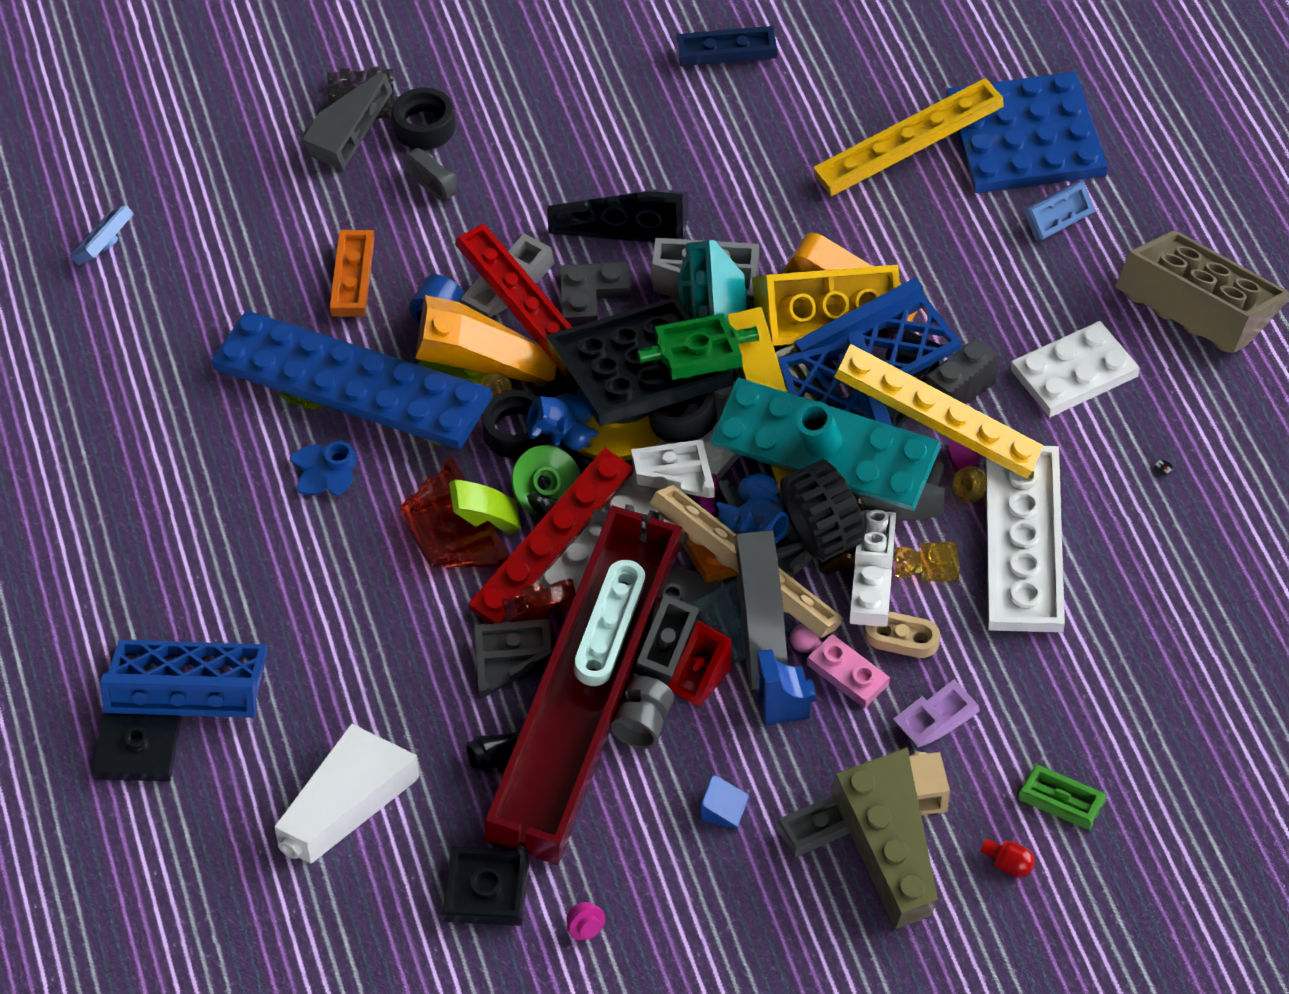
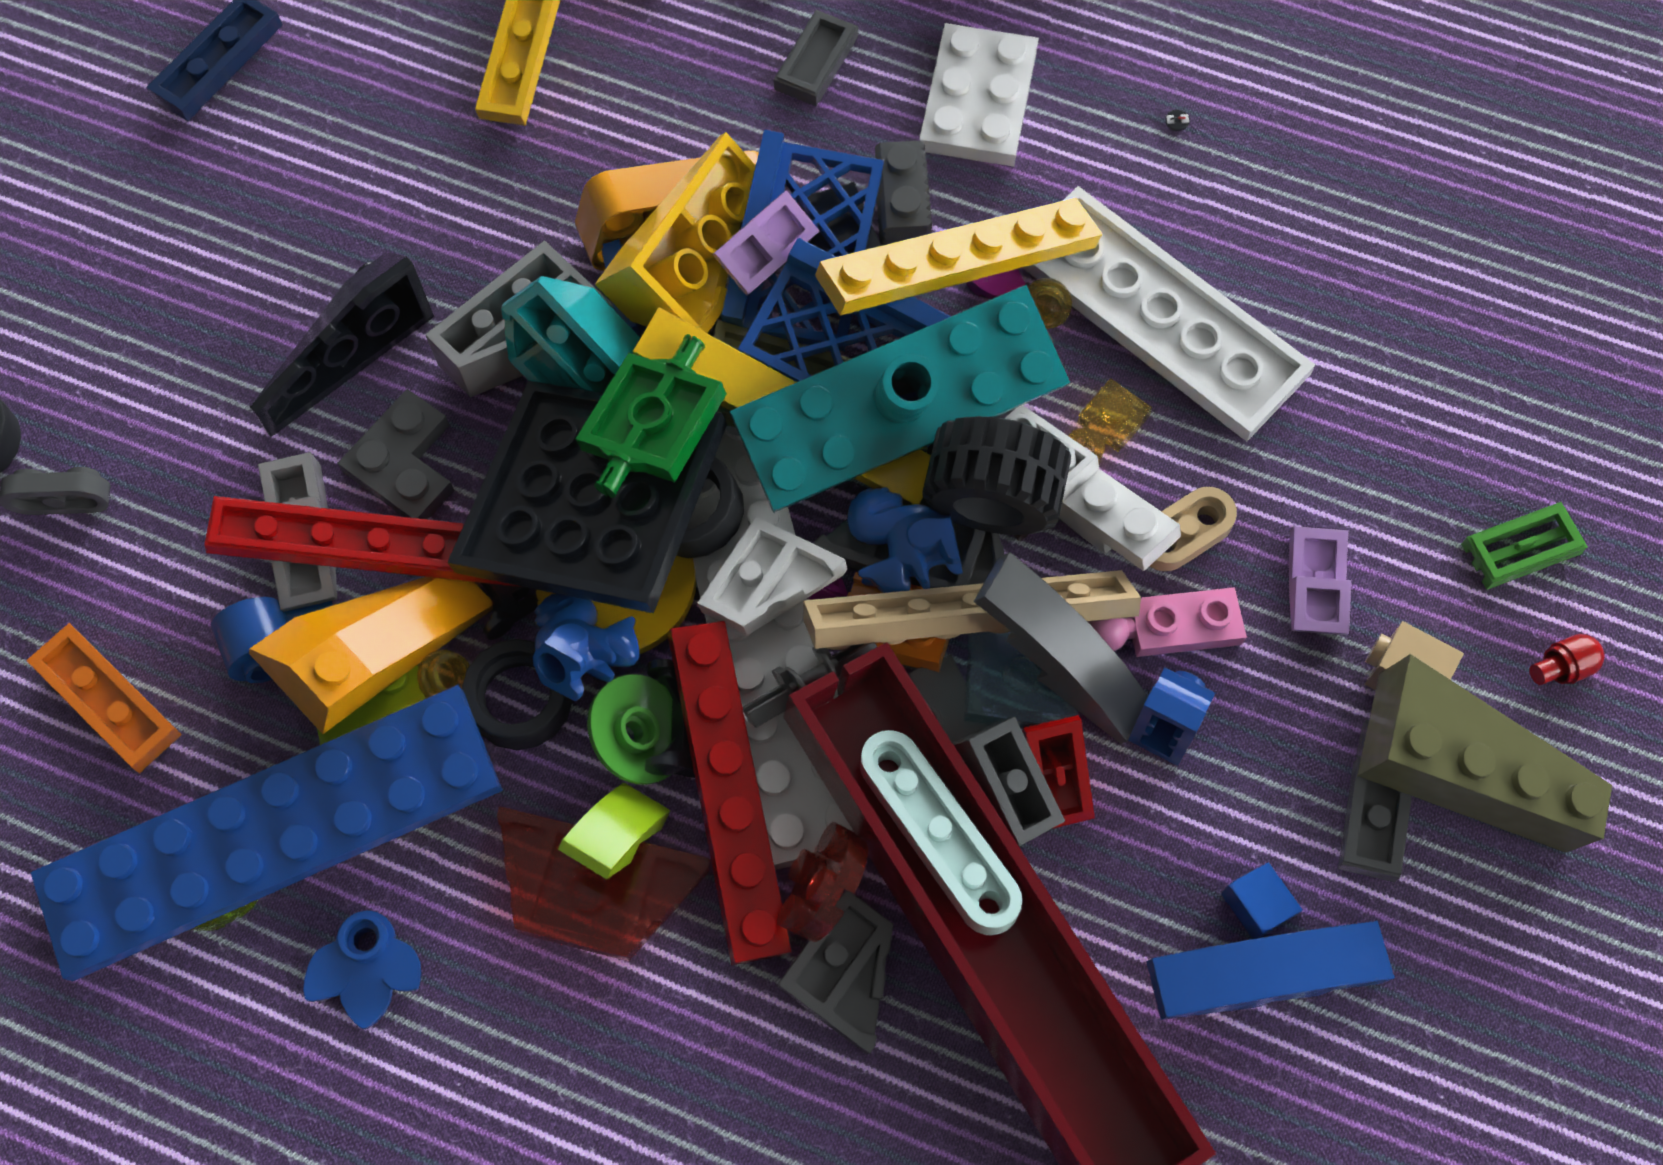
camera: 50 degrees left, 15 degrees up
(490, 750) = (973, 1110): black cone -> none
(642, 712) = (1091, 900): dark grey wheel -> none
(686, 824) = (1269, 970): none -> blue slope
(836, 321) = (765, 242): none -> lavender slope
(1015, 284) = (816, 58): none -> dark grey tile

